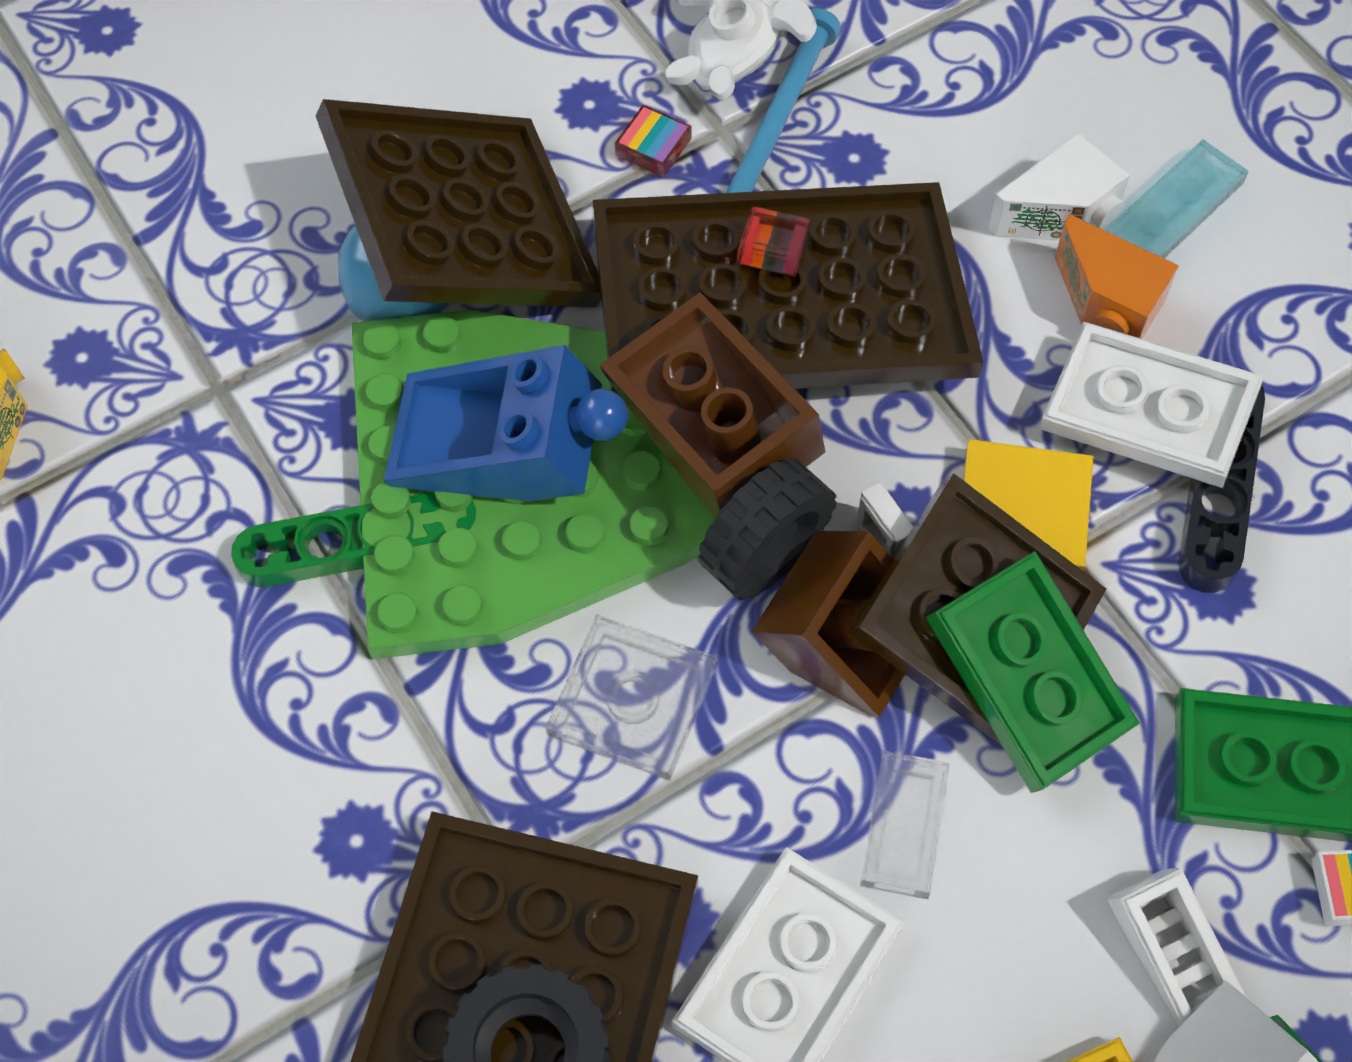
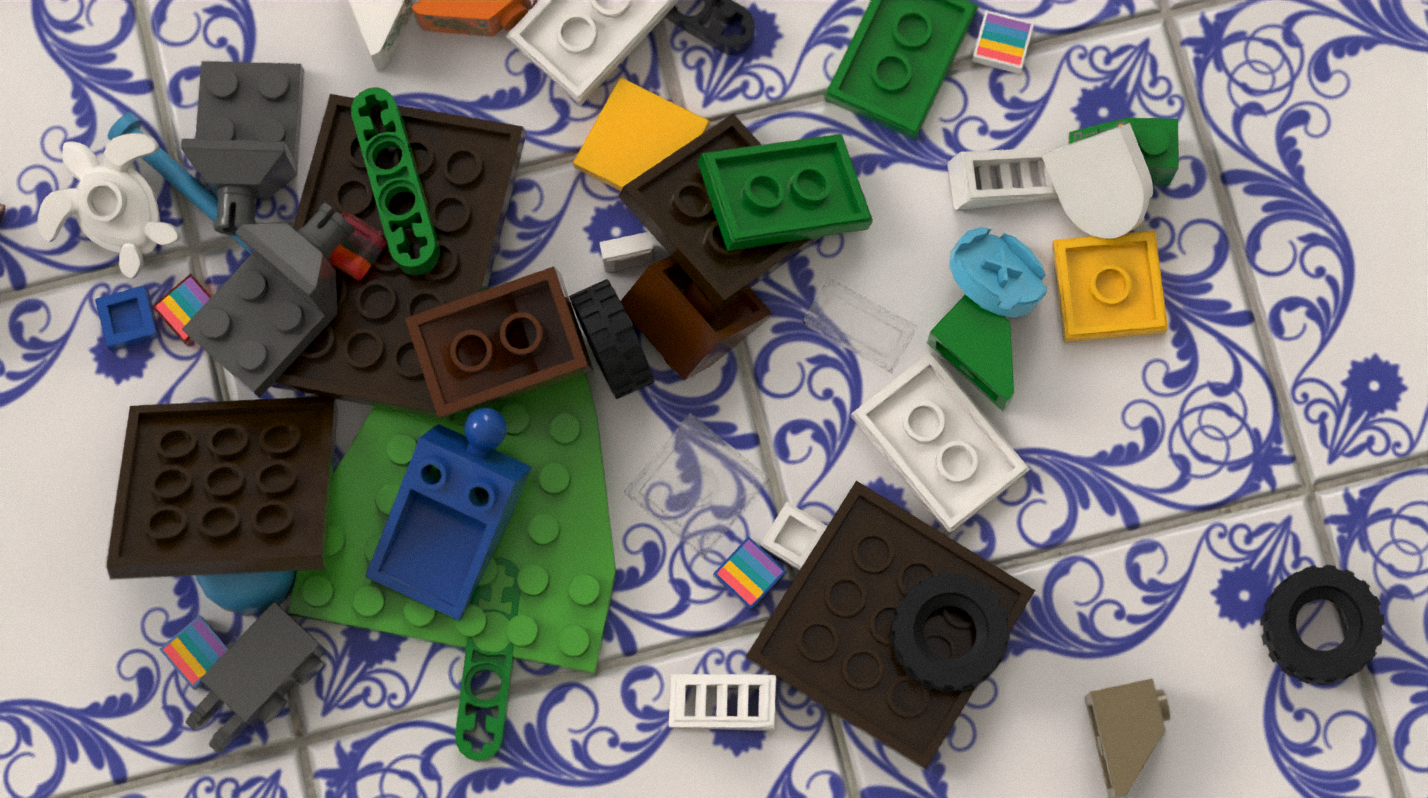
camera: 70 degrees left, 15 degrees up
(275, 314) = (257, 674): none -> dark grey hinge
(287, 260) = (194, 651): none -> tile
(386, 857) = (744, 682): none -> white slope
(542, 791) = (749, 573): none -> tile
(607, 824) = (792, 536): none -> white tile
(623, 91) = (127, 318): none -> blue tile
(682, 189) = (273, 299): none -> dark grey plate
(857, 129) = (246, 134): none -> dark grey plate
(859, 252) = (393, 181): none -> green beam
(937, 977) = (978, 348): none -> green slope
(1040, 970) = (998, 272): none -> medium azure tile

